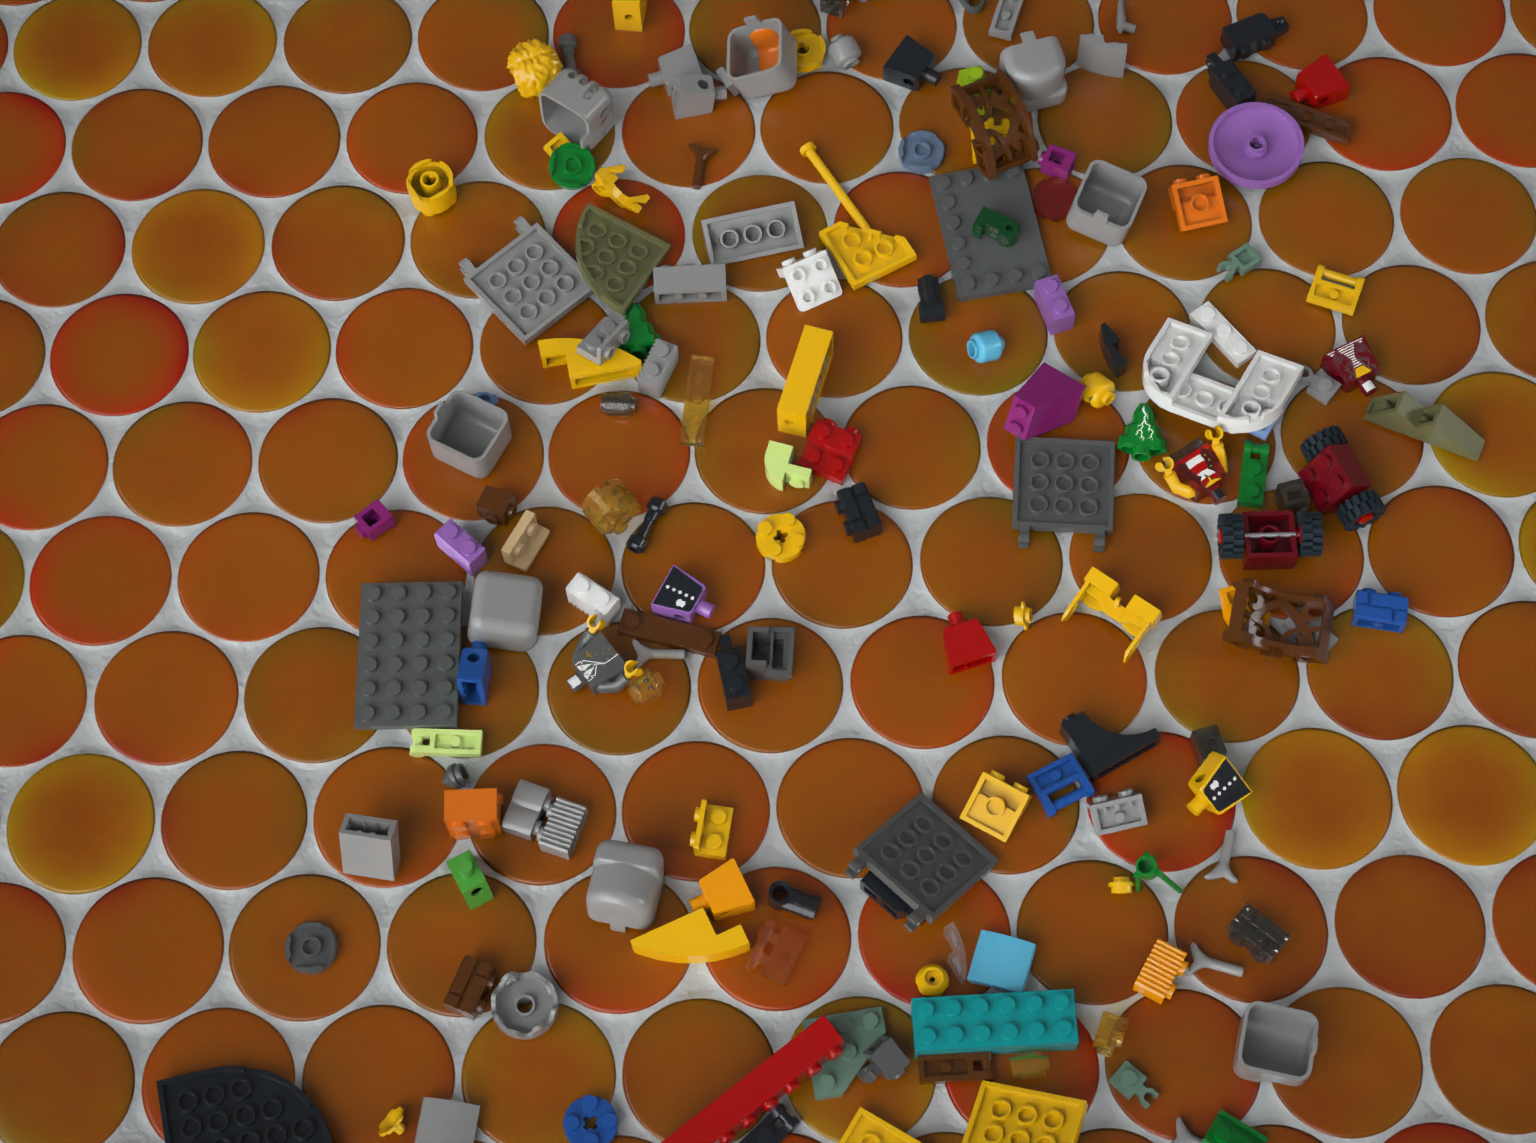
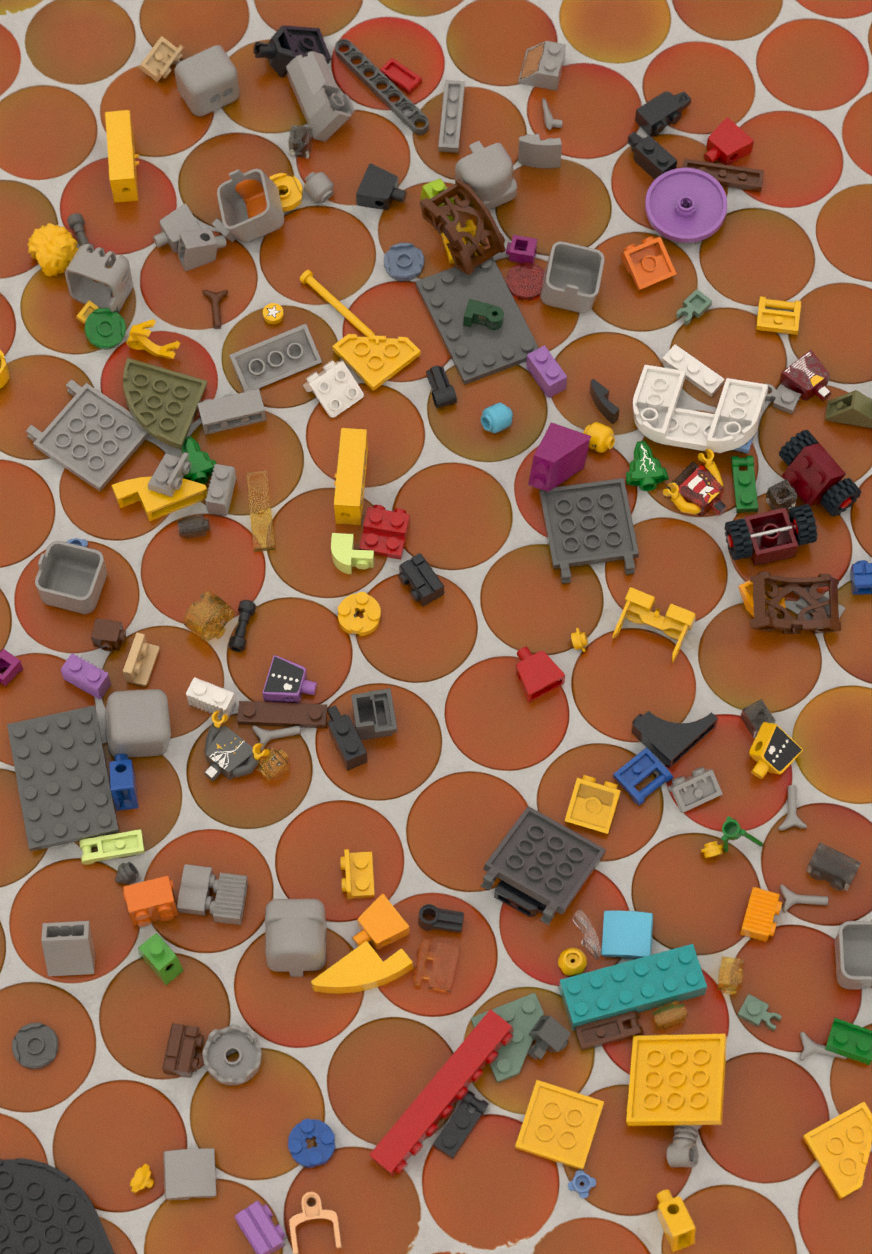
camera: 15 degrees left, 0 degrees up
(761, 183) = (273, 313): none -> yellow tile

